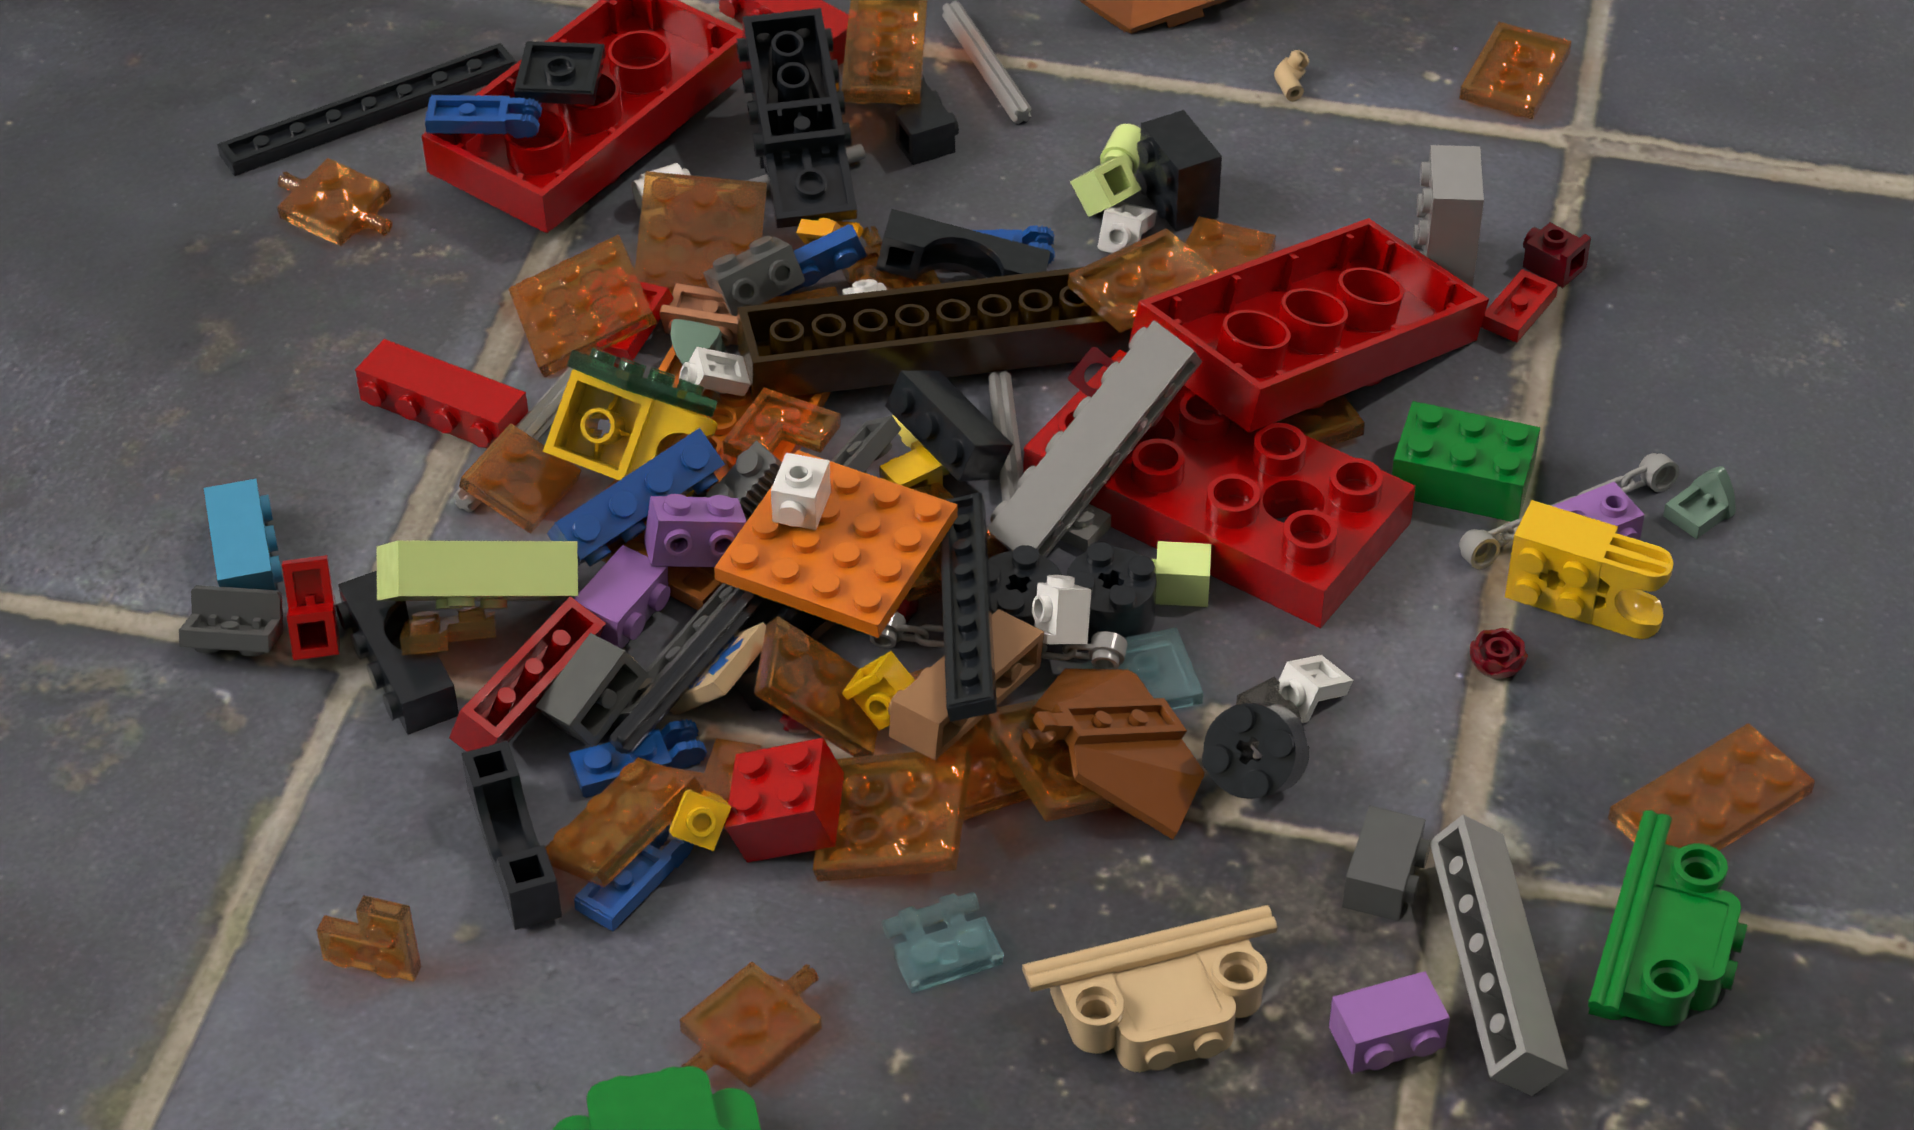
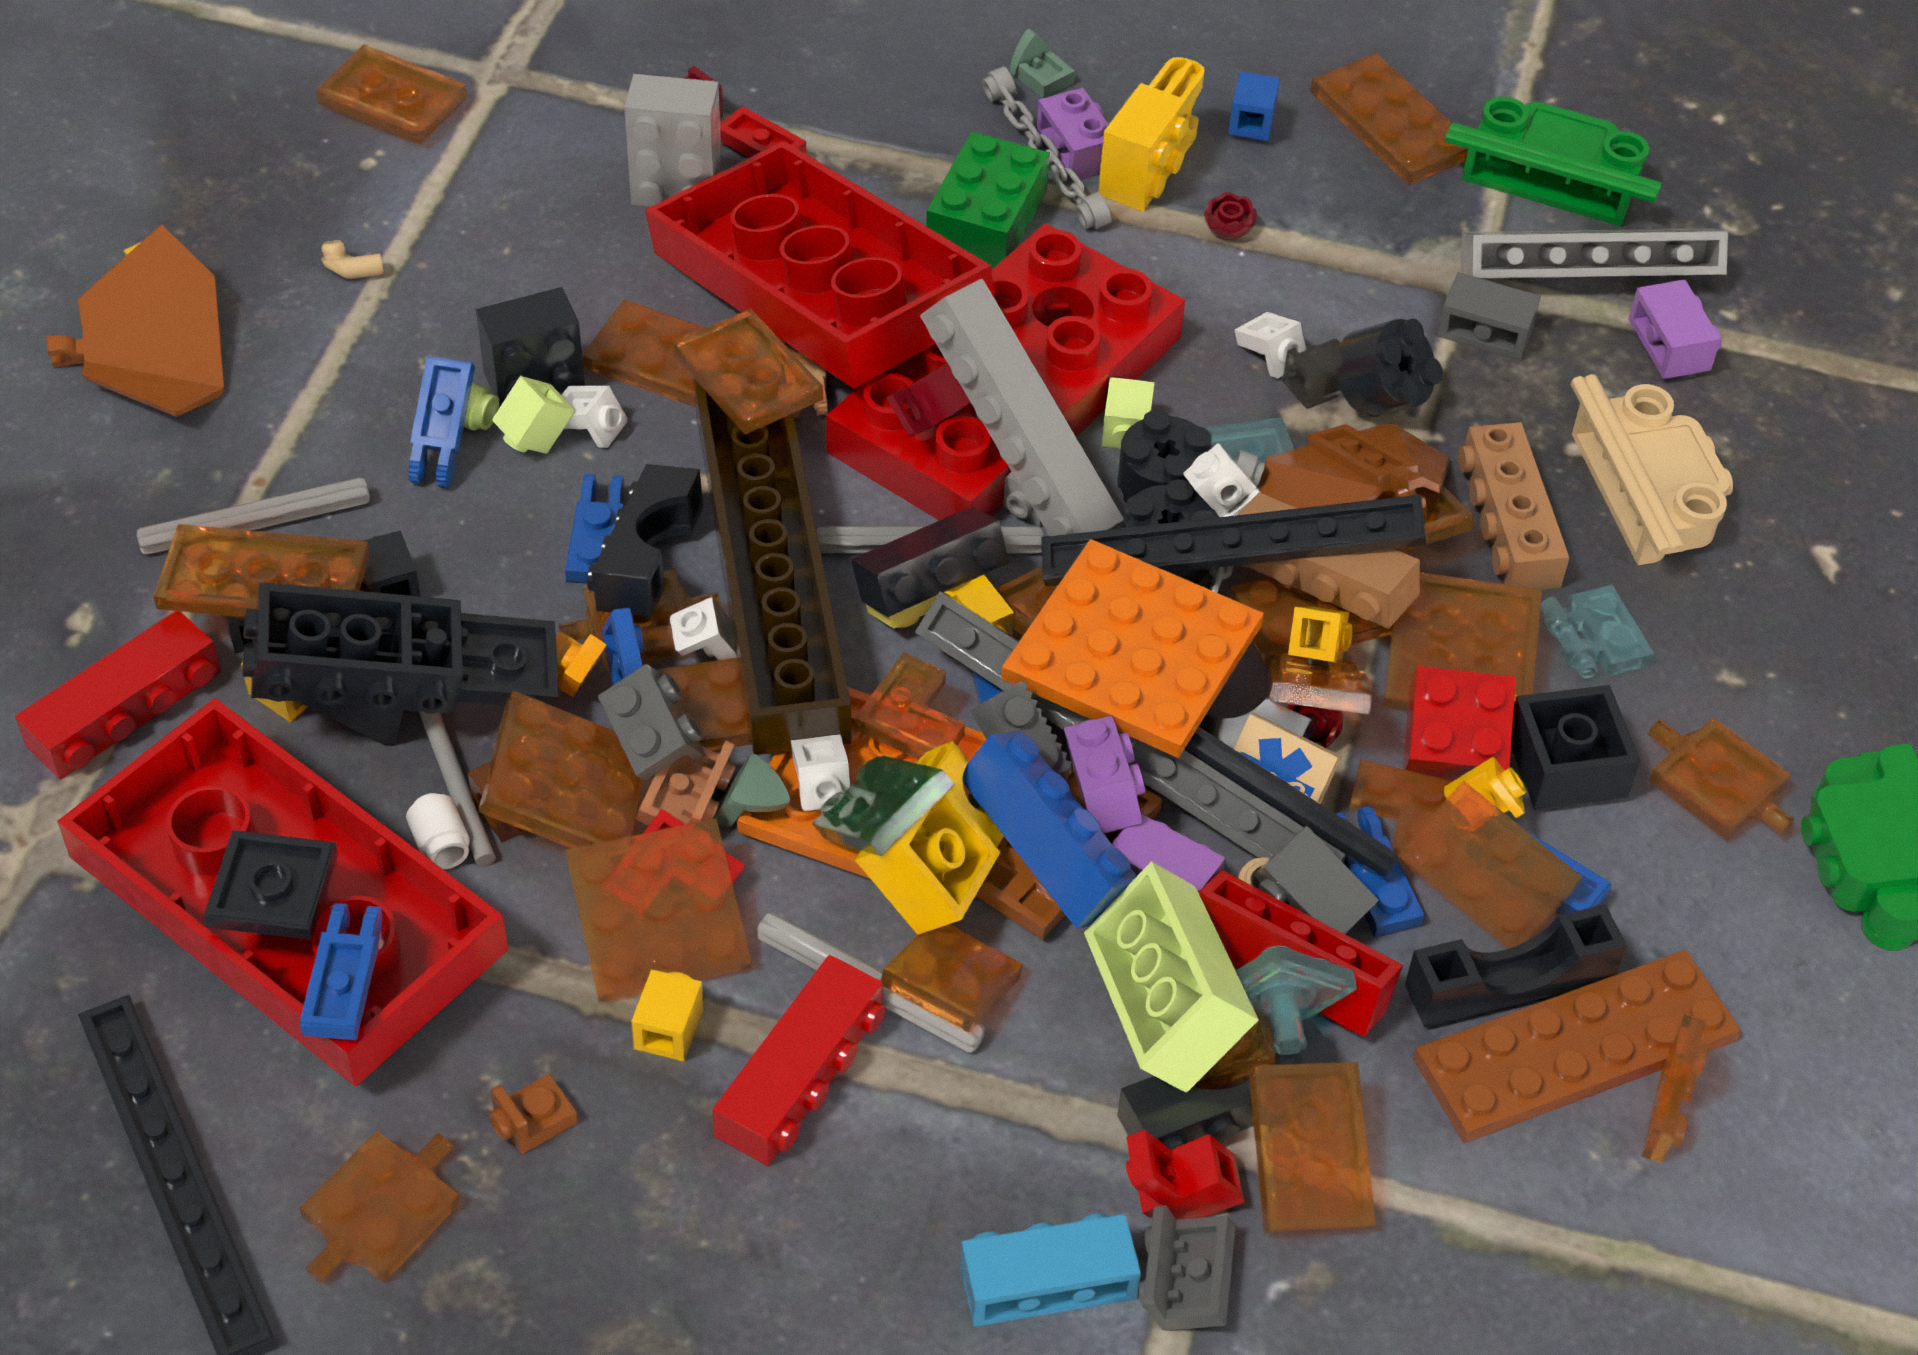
camera: 90 degrees left, 5 degrees up
(327, 687) = (1311, 1147): none -> clear orange plate
(405, 264) = (531, 1113): none -> dark orange bracket
(456, 912) = (1570, 1045): none -> dark orange plate
(462, 651) = (1292, 988): none -> clear light blue plate
(486, 322) = (667, 1014): none -> yellow brick
(768, 890) = (1573, 747): none -> black brick
(804, 499) = (1105, 644): white brick -> none
(1086, 131) = (440, 417): none -> hinge
(1099, 871) = (1513, 506): none -> medium nougat brick
(1672, 662) = (1254, 106): none -> blue brick

